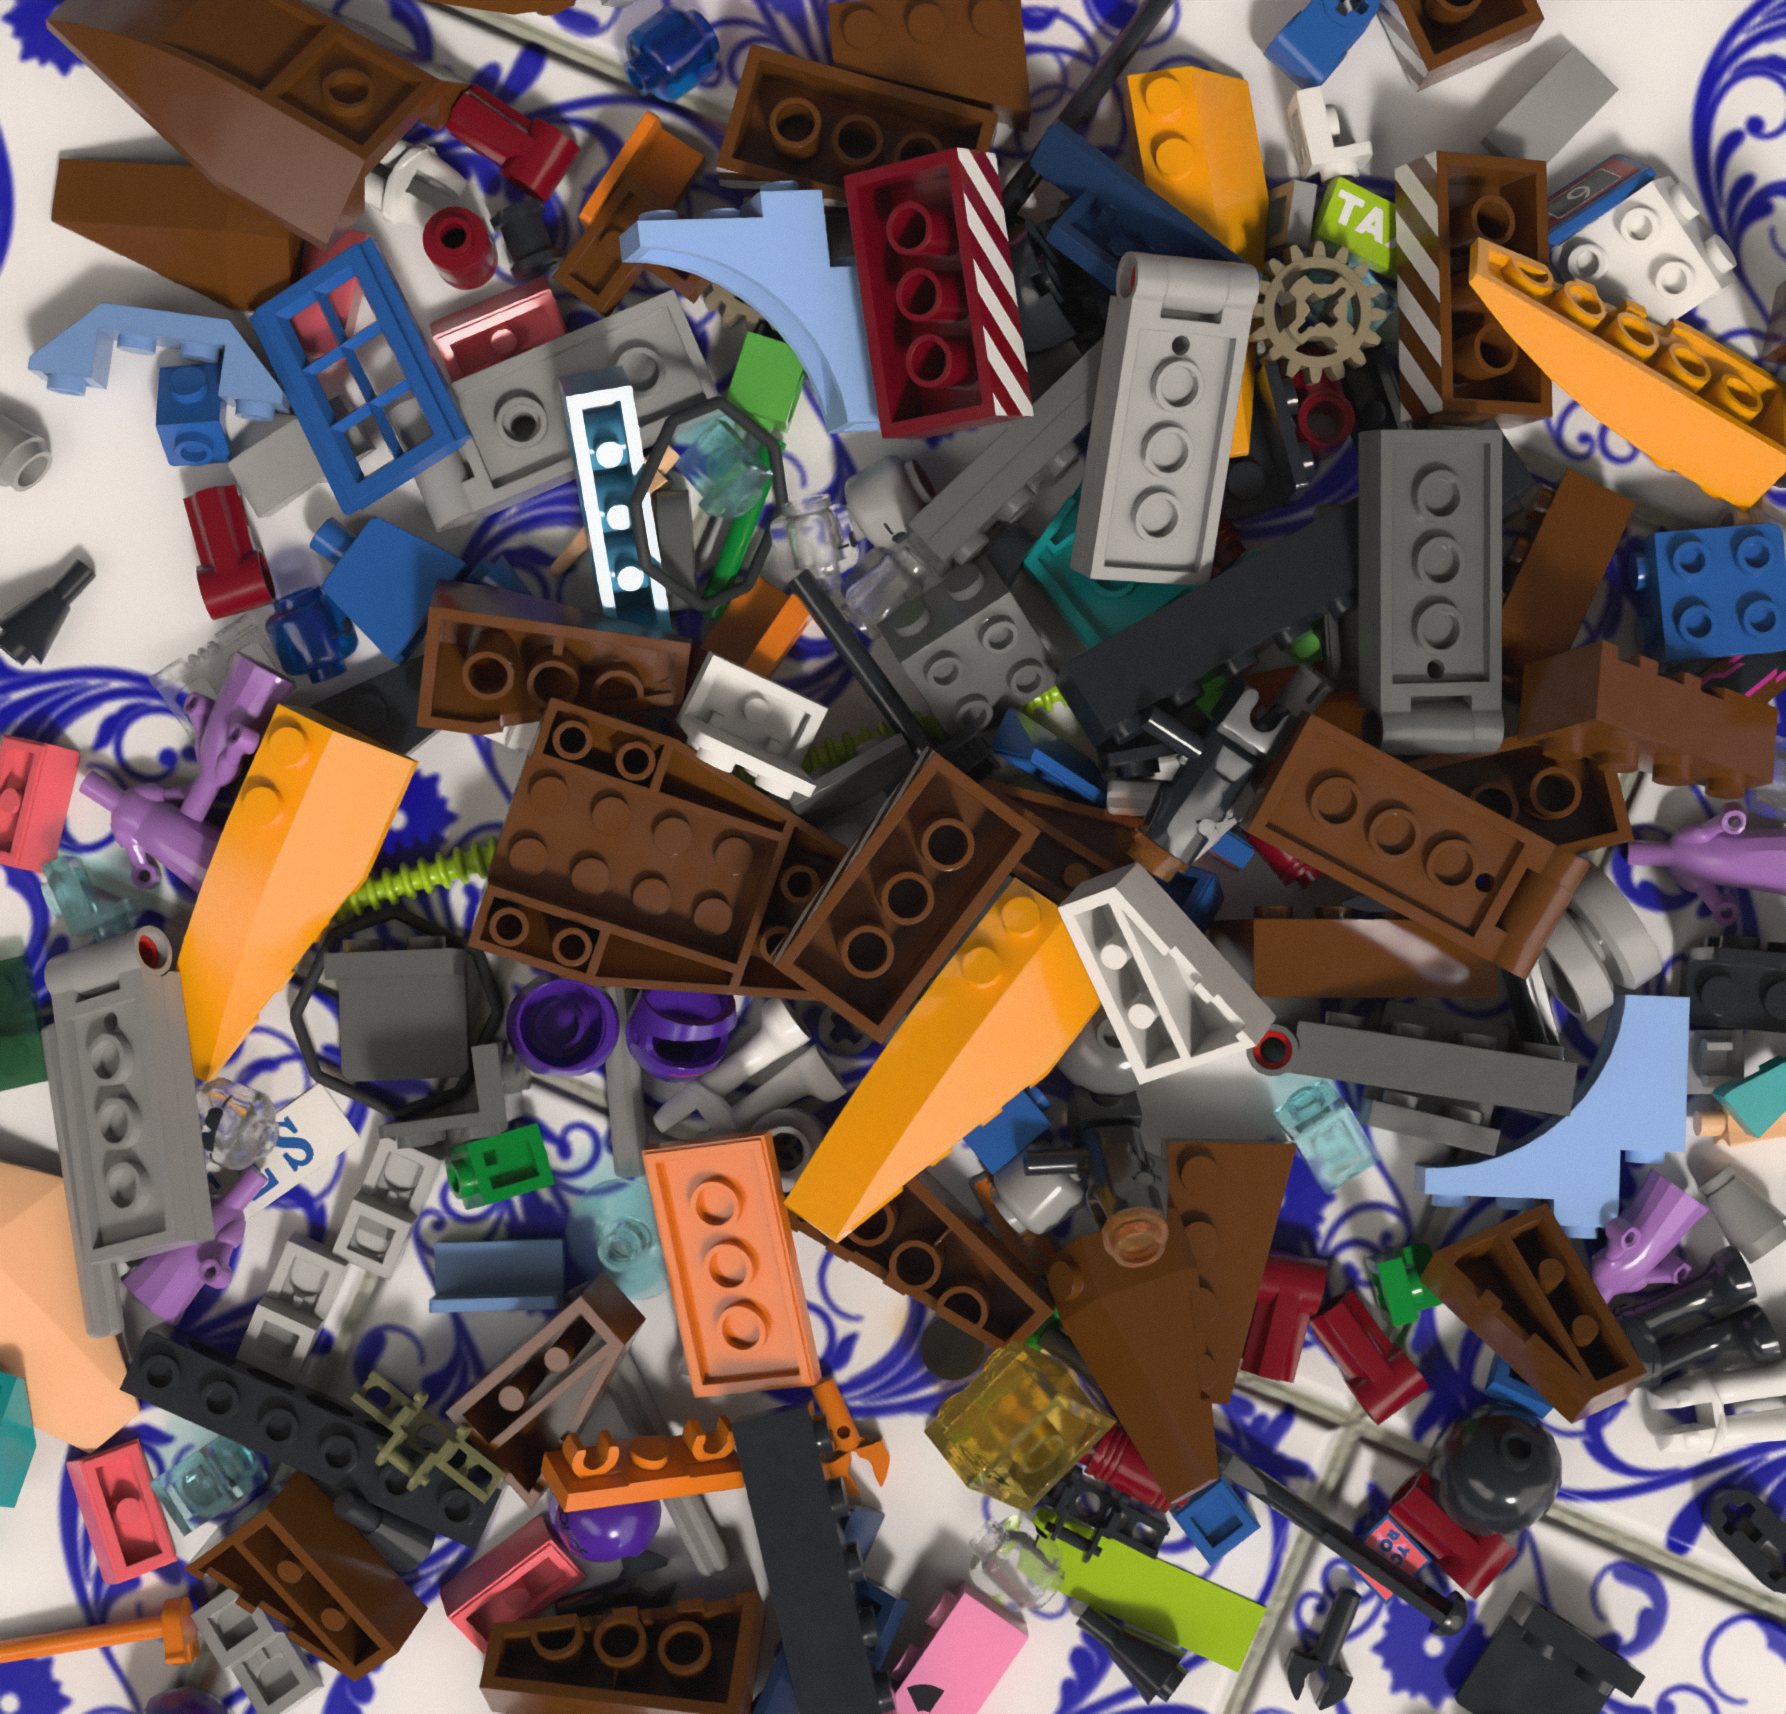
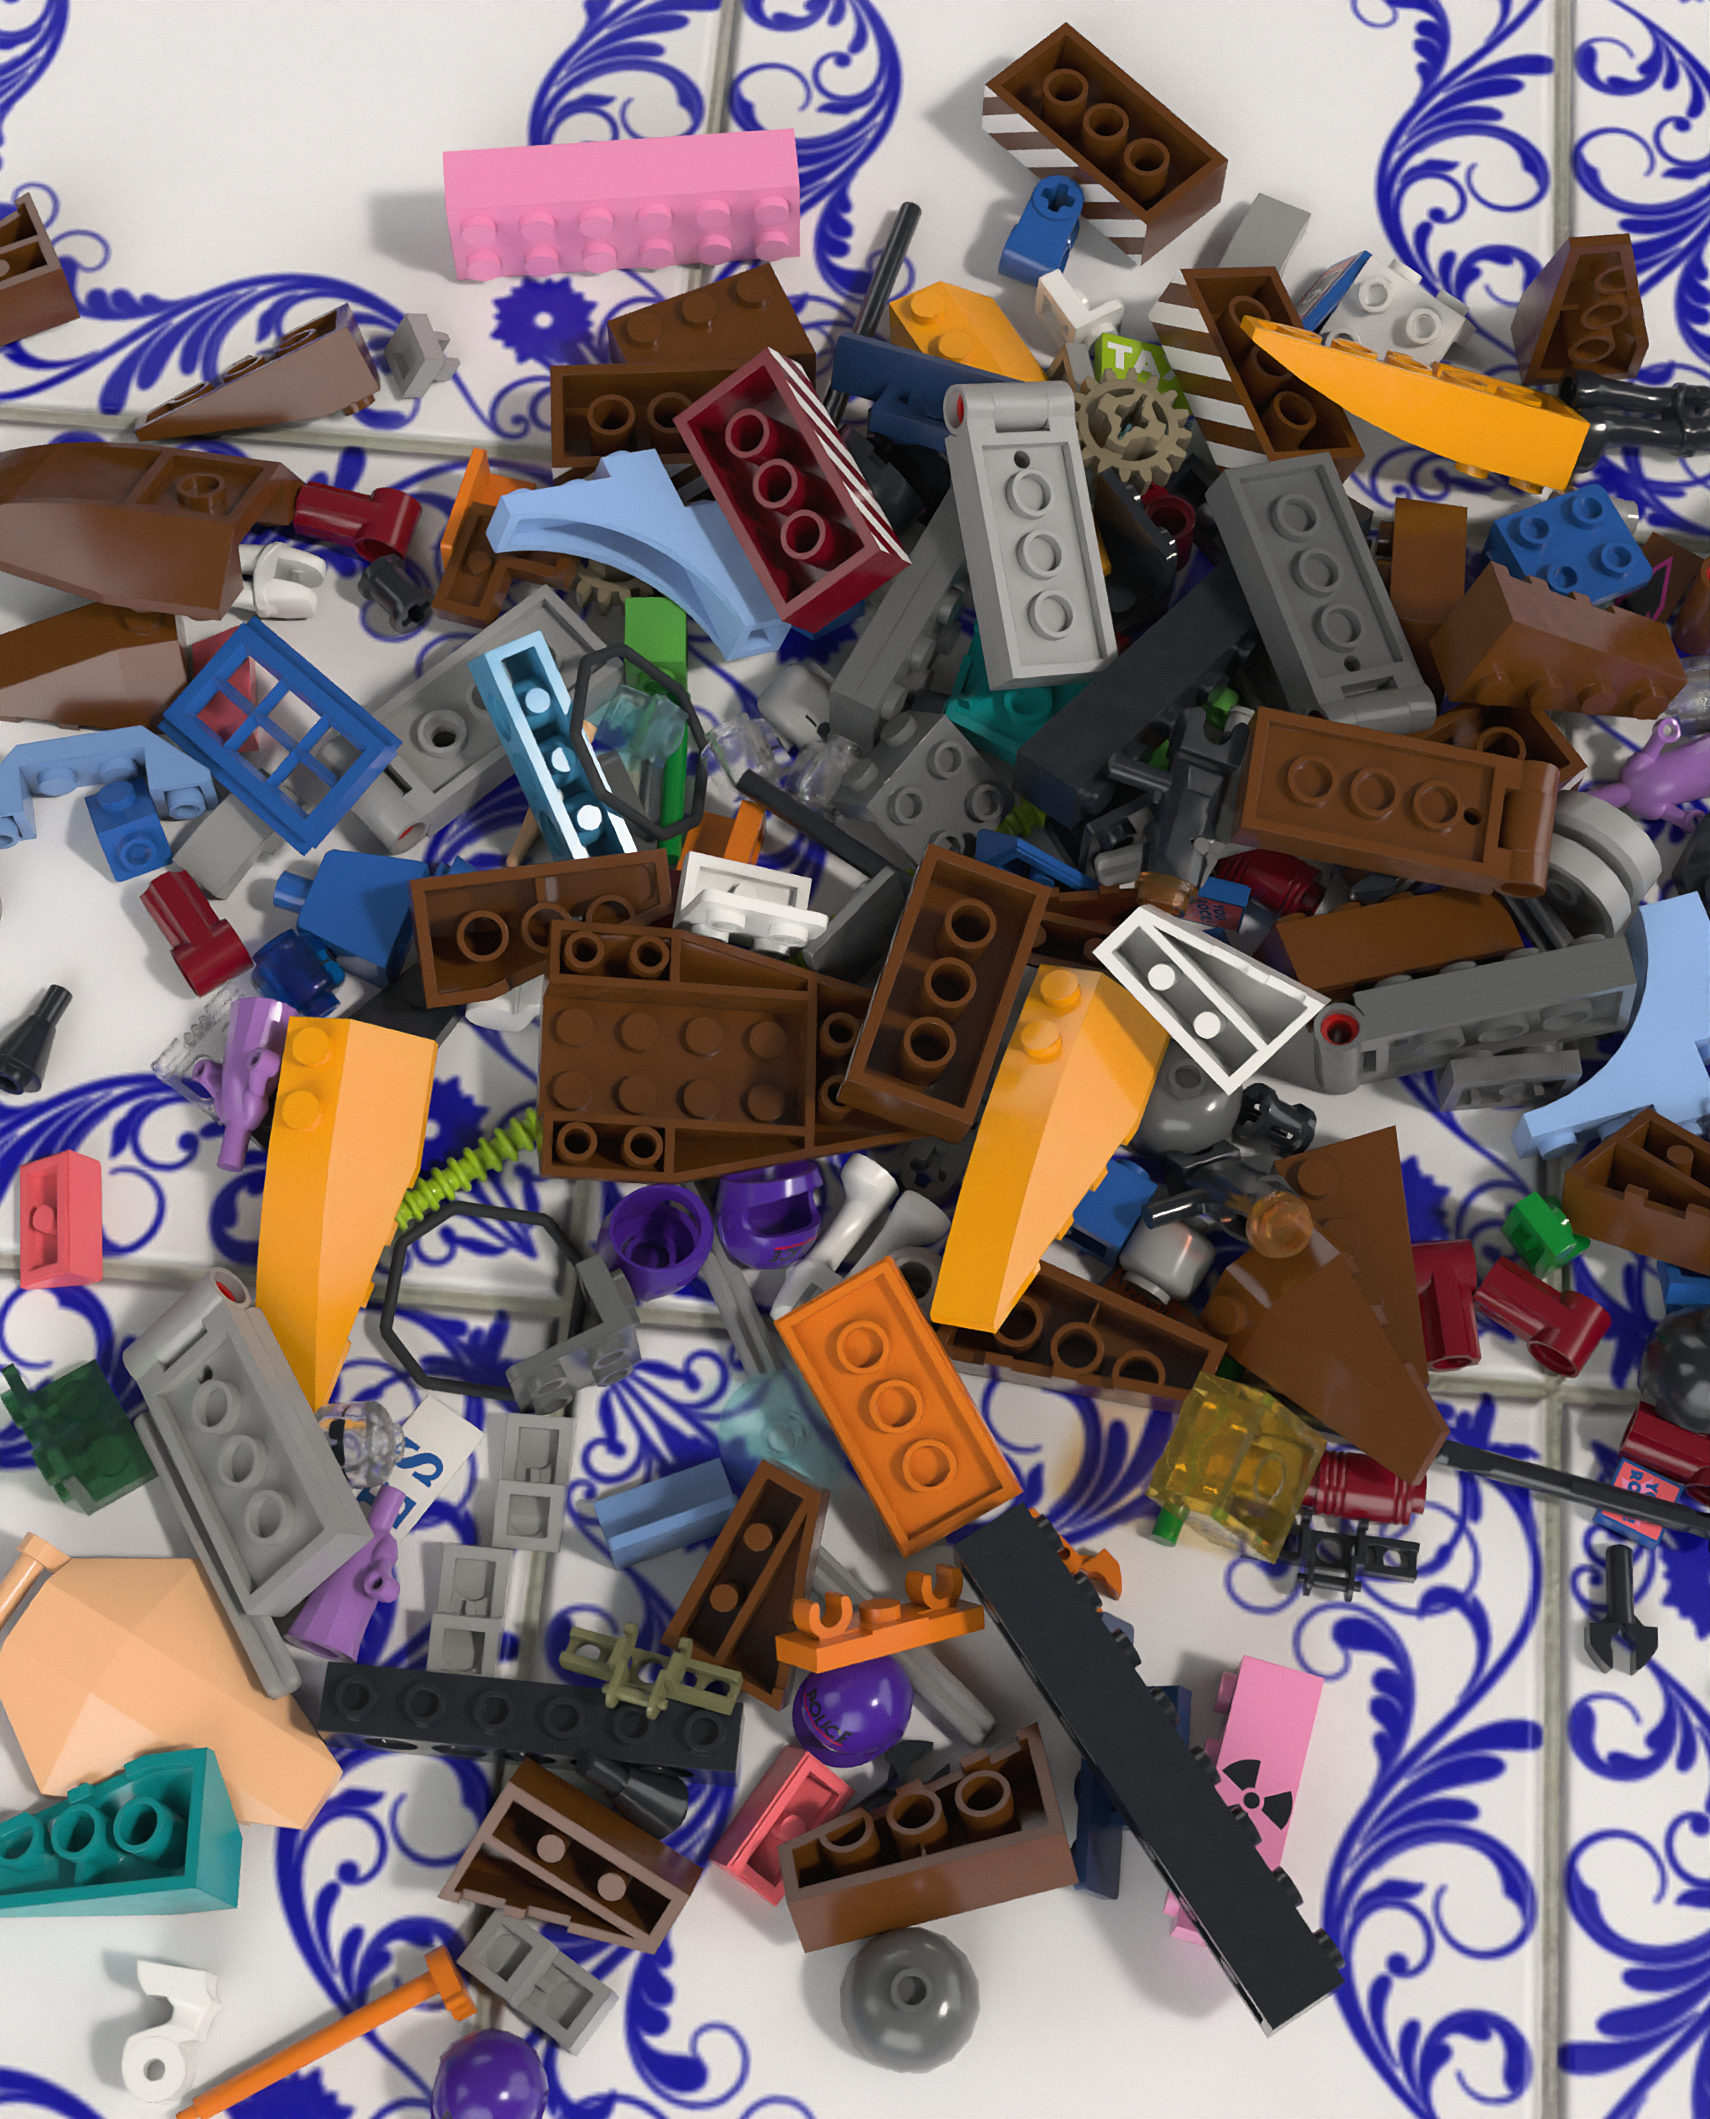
camera: 20 degrees left, 20 degrees down
(73, 897) = (129, 1284): clear light blue bracket -> none
(121, 1512) = (349, 1884): coral slope -> none
(151, 823) = (201, 1195): medium lavender piece -> none
(208, 1482) = (432, 1815): clear light blue bracket -> none
(402, 1009) = (488, 1285): dark grey bracket -> none
(473, 261) = (339, 608): dark red head -> none
(498, 328) = (397, 668): coral slope -> none
(499, 1167) = (633, 1407): green bracket -> none
(671, 53) = (478, 409): clear blue head -> none
(950, 1351) = (1137, 1439): black tile -> none
(1016, 1563) = (1282, 1620): clear head -> none
(1144, 1661) = (1444, 1678): black cone -> none
(1159, 1597) = (1417, 1621): lime sticker -> none
(1194, 1092) = (1275, 1121): none -> black bush
(1215, 1520) = (1459, 1522): blue tile -> none
(1326, 1135) = (1426, 1126): clear light blue bracket -> none

